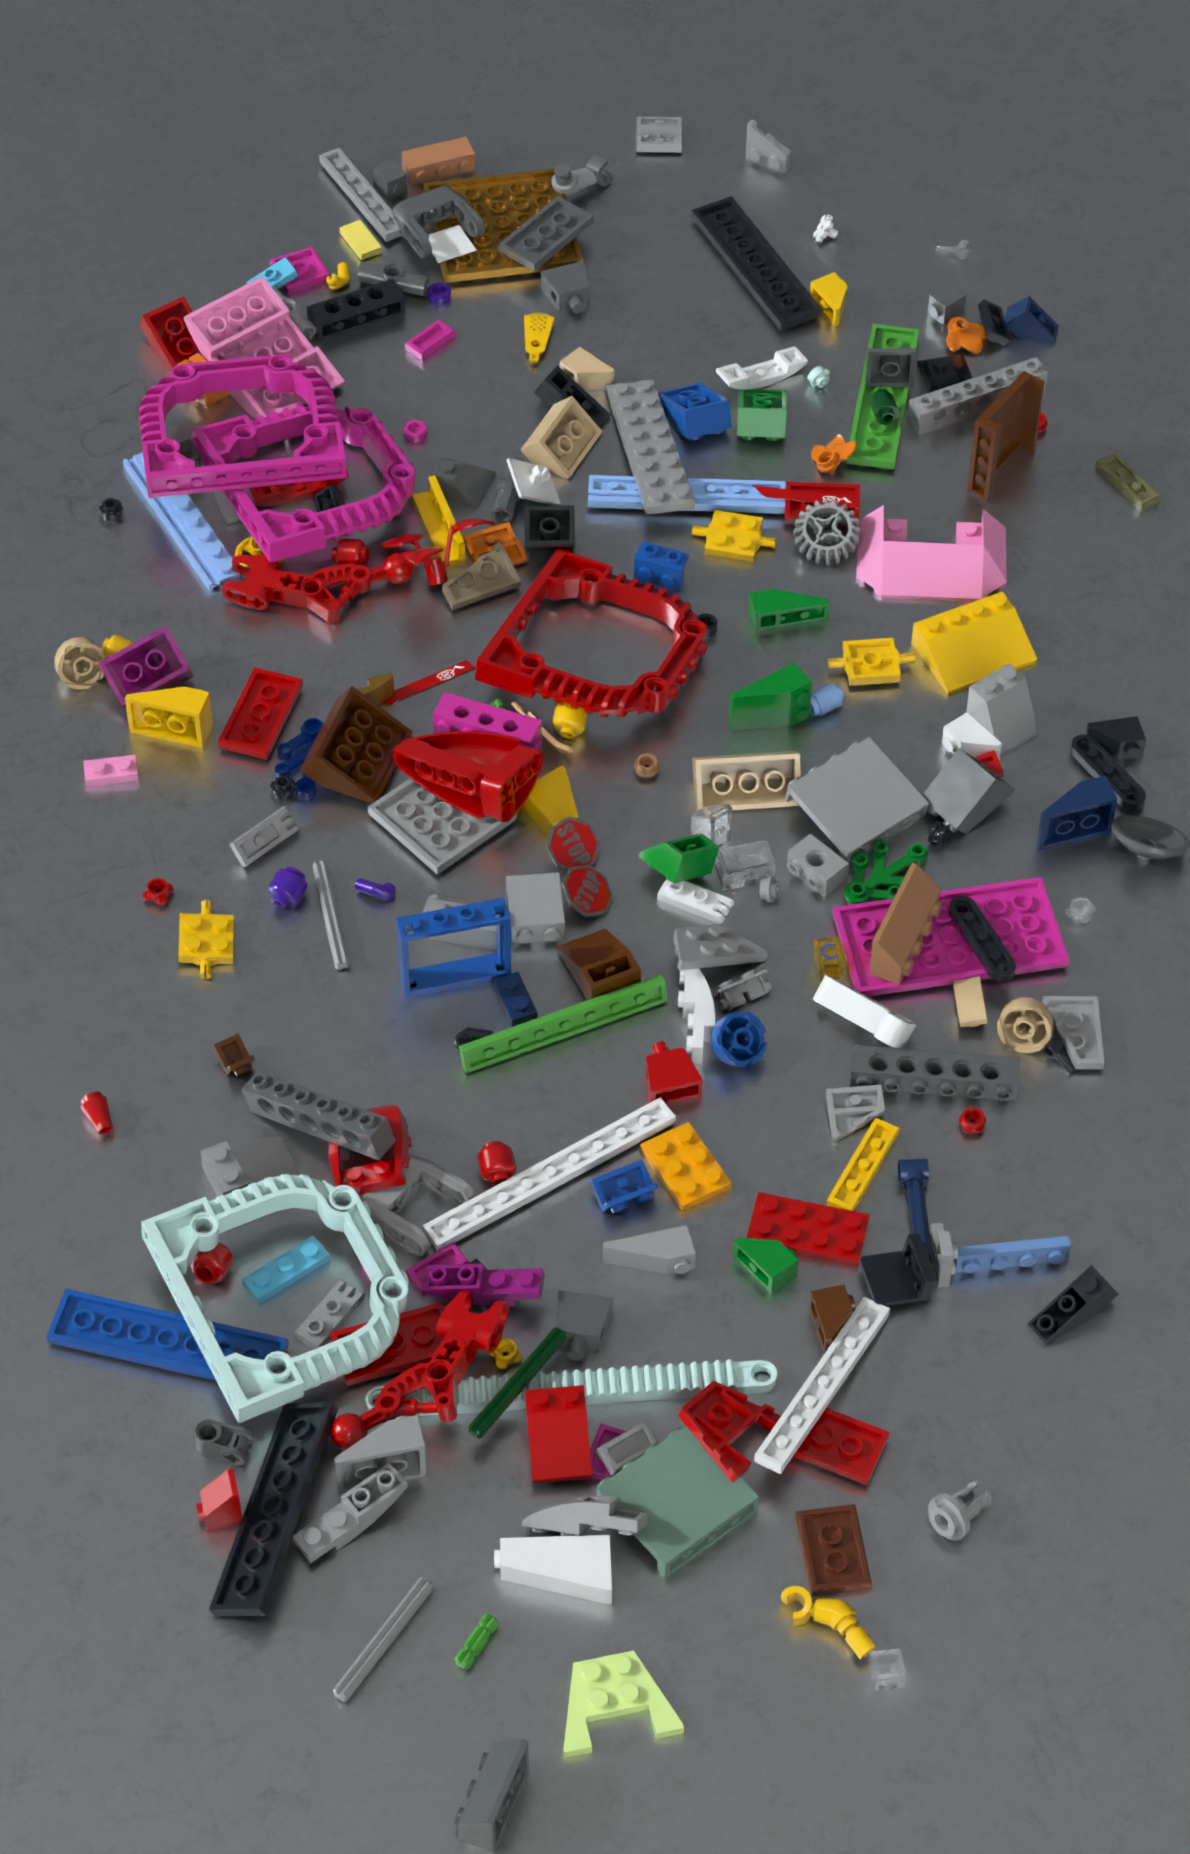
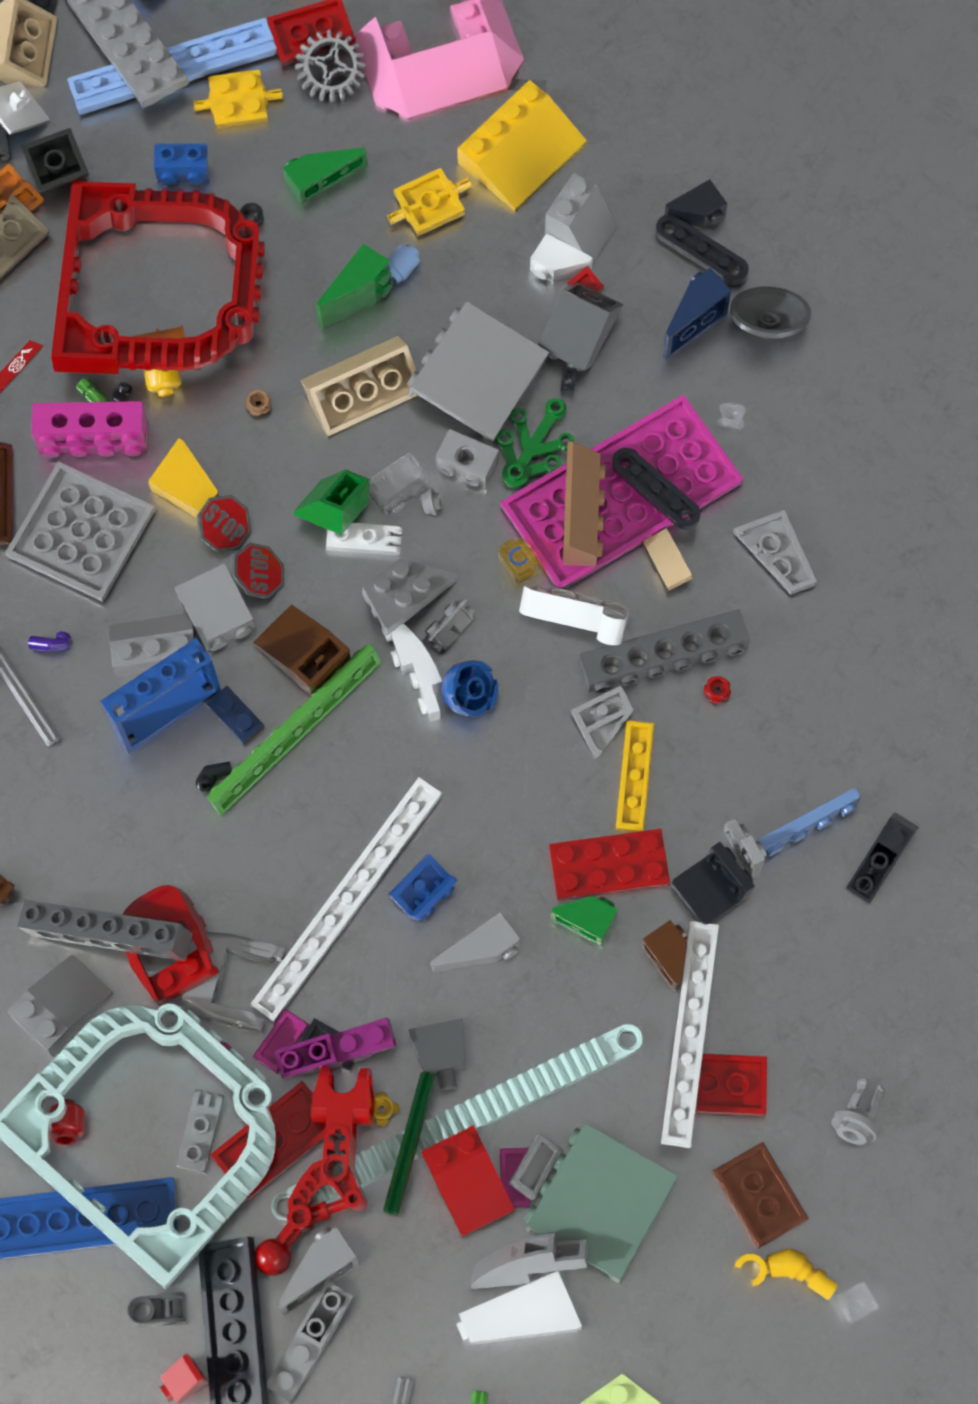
camera: 20 degrees left, 20 degrees up
(286, 1269) = (138, 1098): medium azure plate -> none
(473, 770) = (95, 479): red panel -> none
(496, 1162) = (292, 908): red head -> none
(563, 749) = (148, 406): light nougat piece -> none
(671, 1075) = (418, 747): red torso -> none
(685, 1166) = (469, 840): light orange plate -> none
(714, 823) = (349, 451): clear slope -> none
(720, 1417) = (610, 1110): red wing -> none
(806, 496) = (295, 29): red sticker -> none
(914, 1176) = (686, 771): dark blue axle -> none
(1025, 1024) = (730, 567): tan cylinder -> none
(1054, 1050) = (762, 582): black hand -> none

